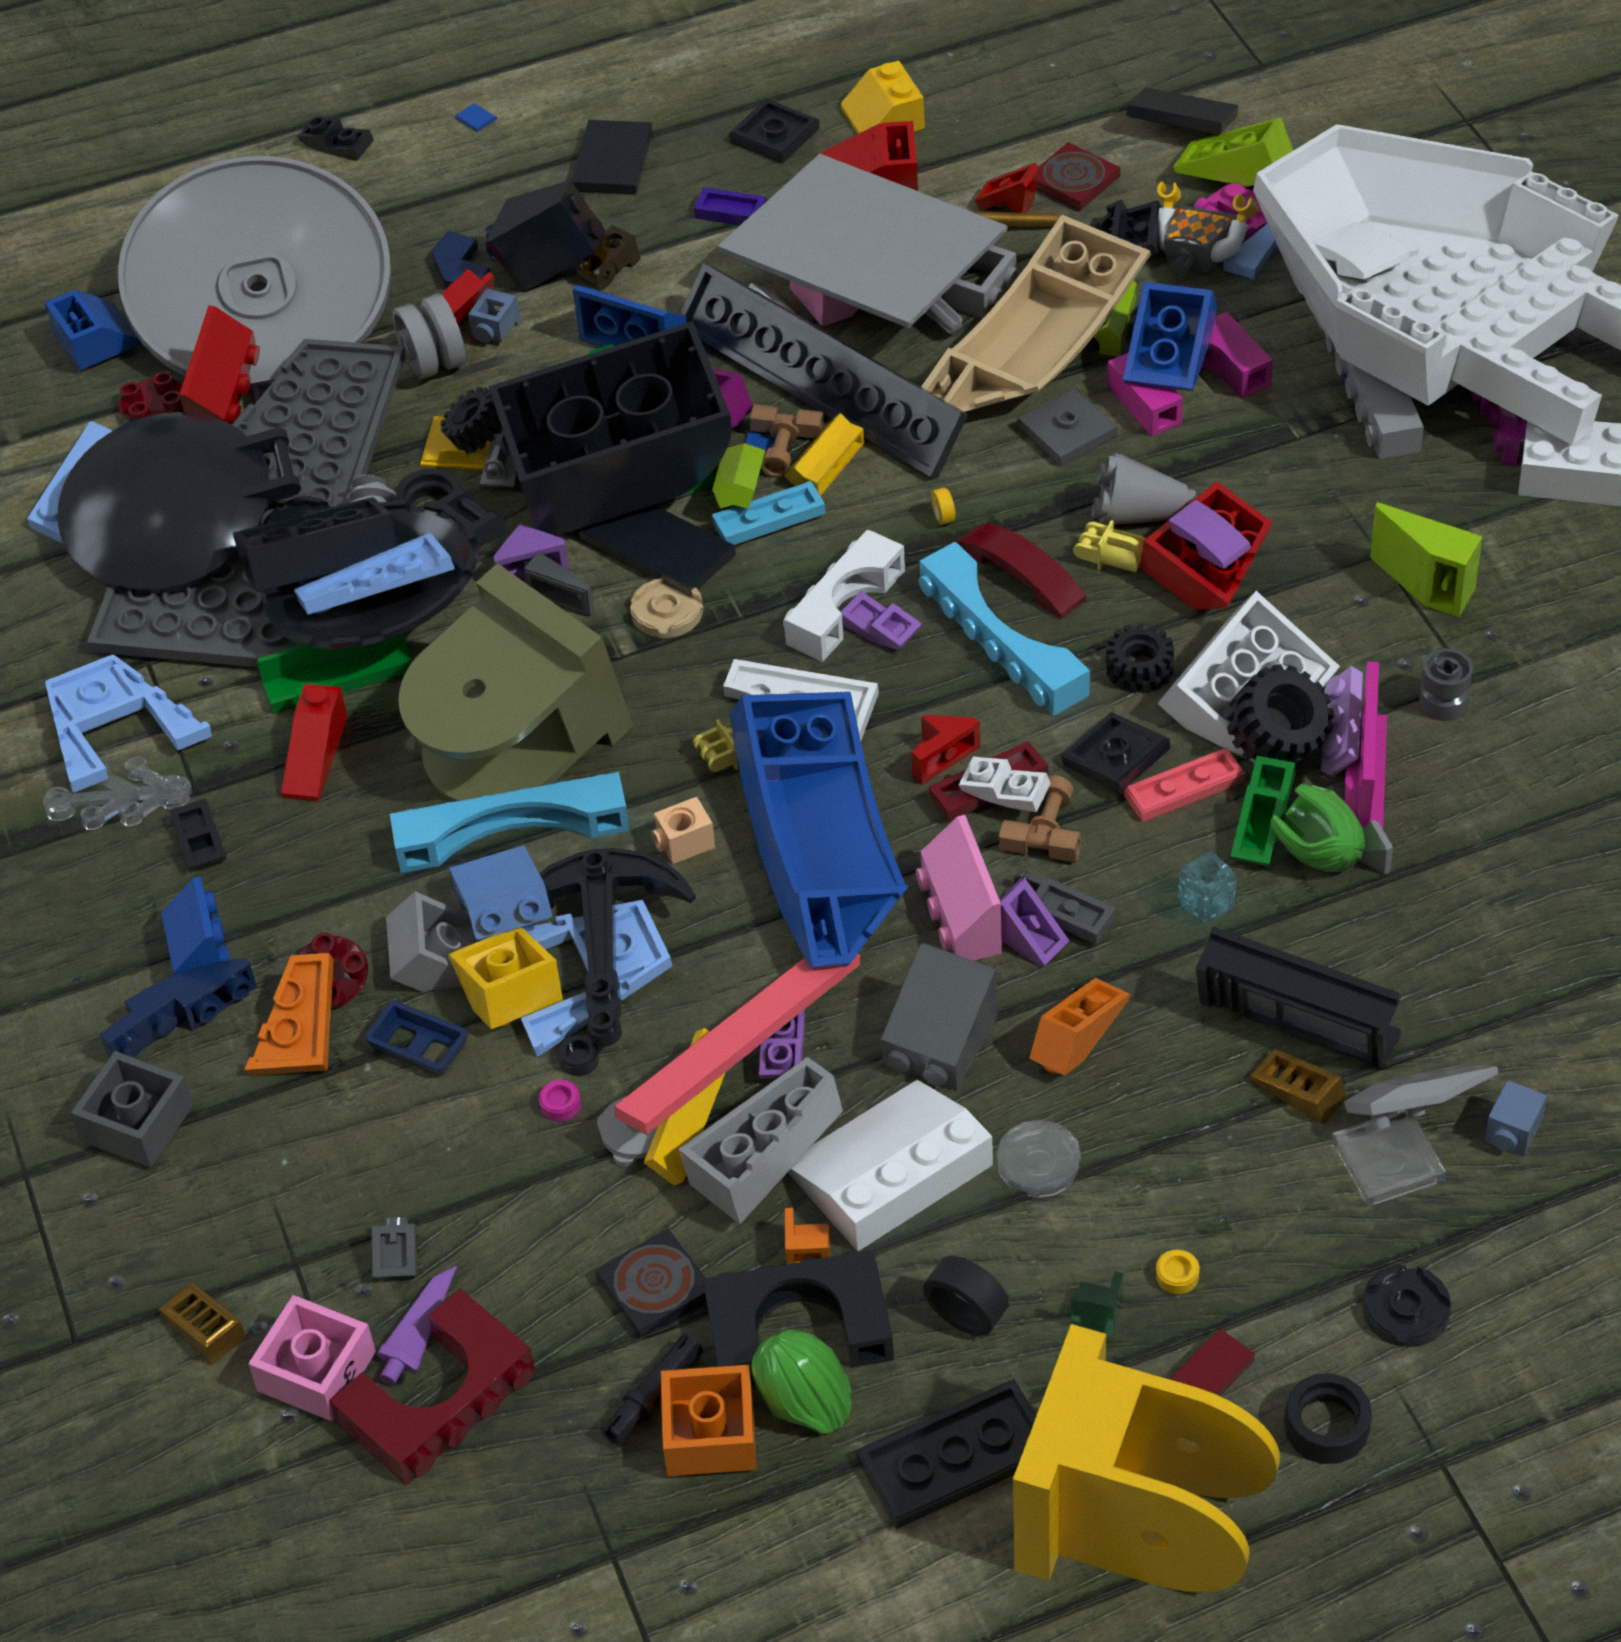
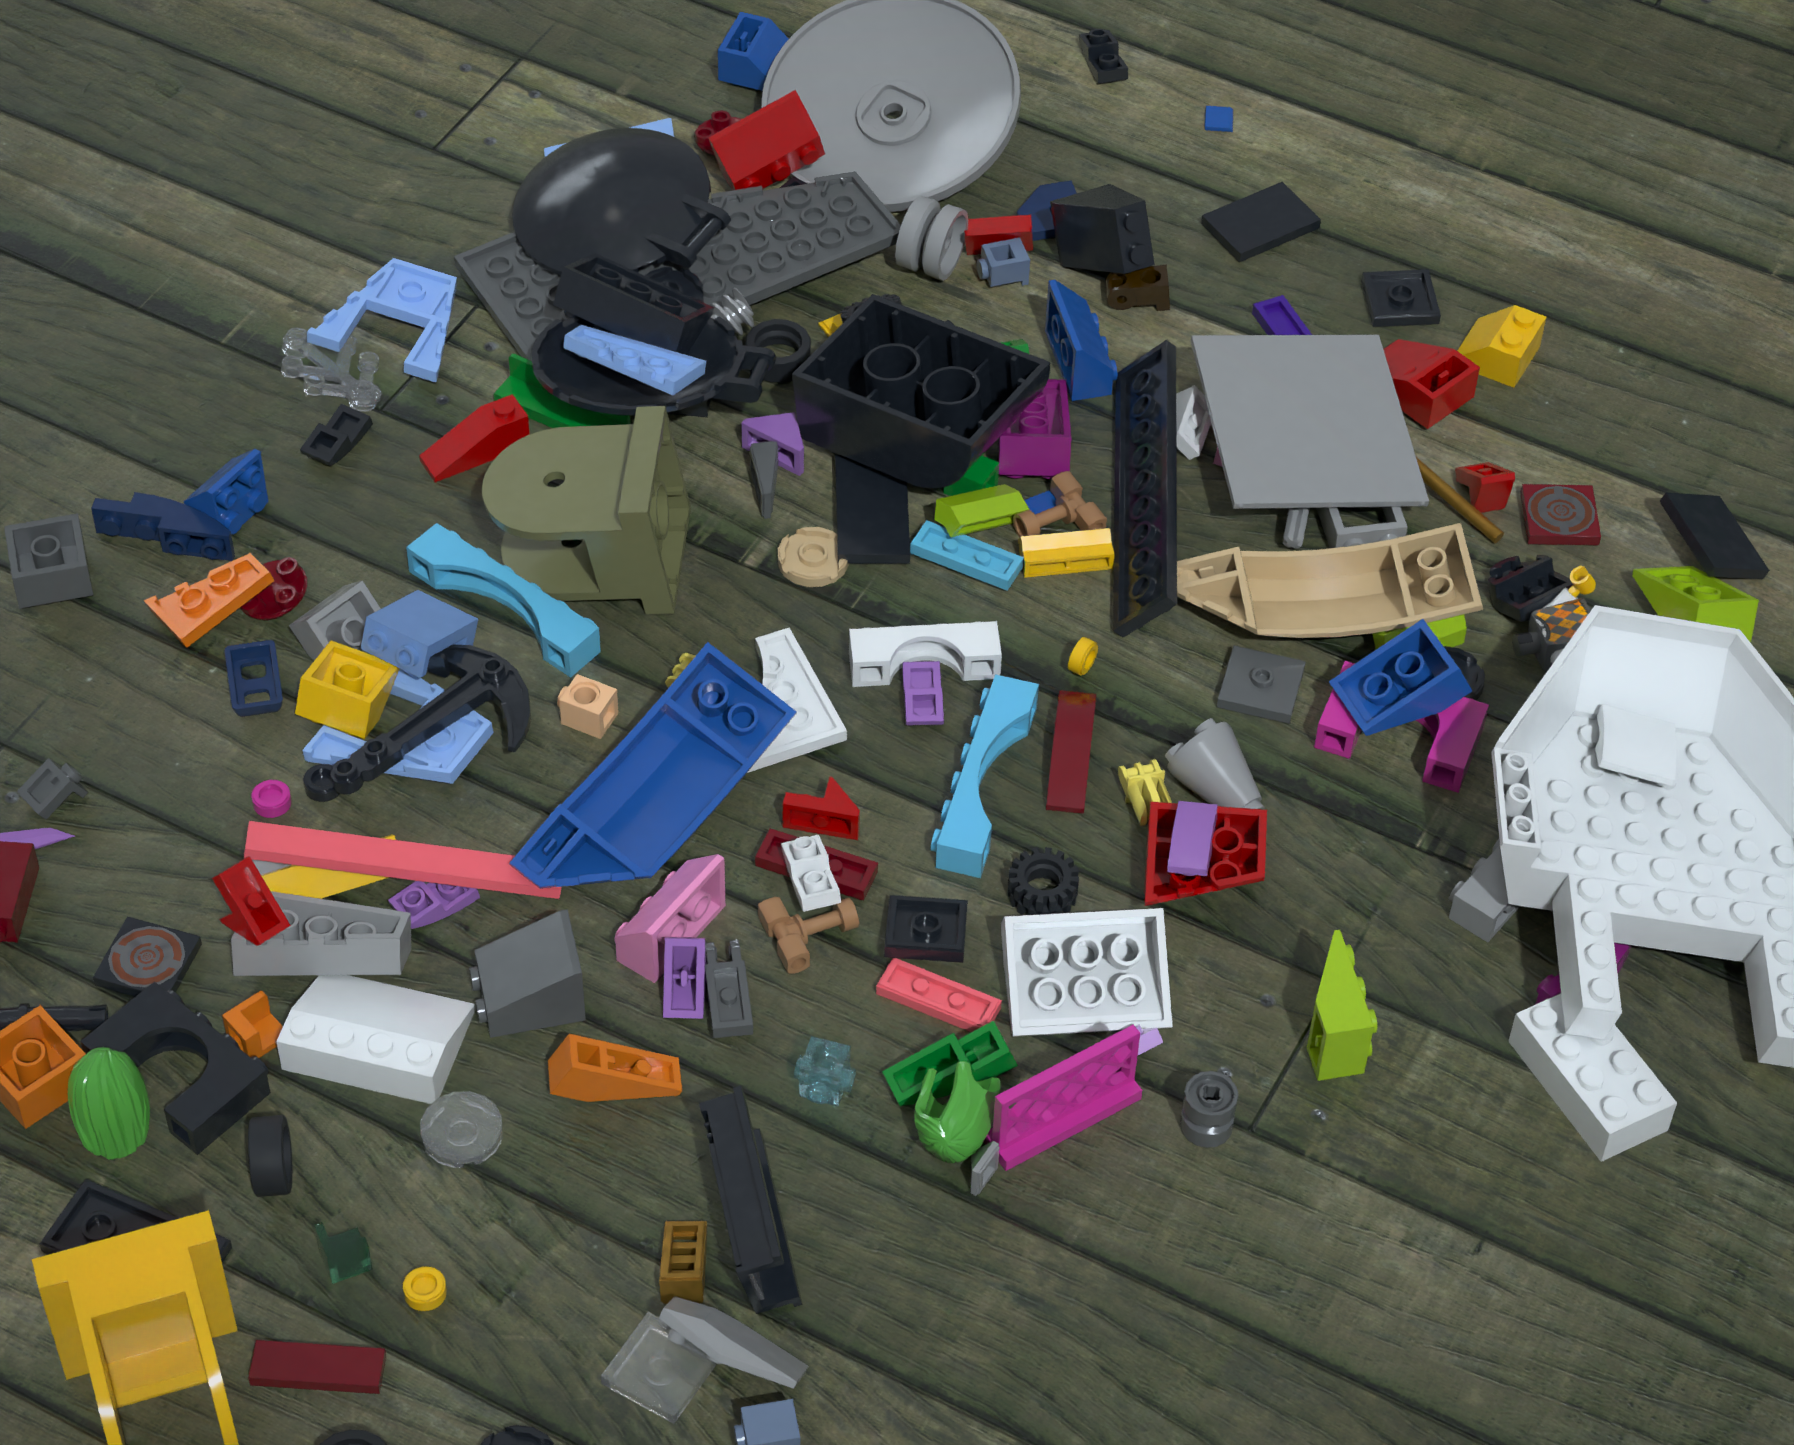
camera: 45 degrees right, 0 degrees up
(715, 1151) = (253, 906): none -> red slope
(1295, 698) = (1056, 978): black tyre -> none

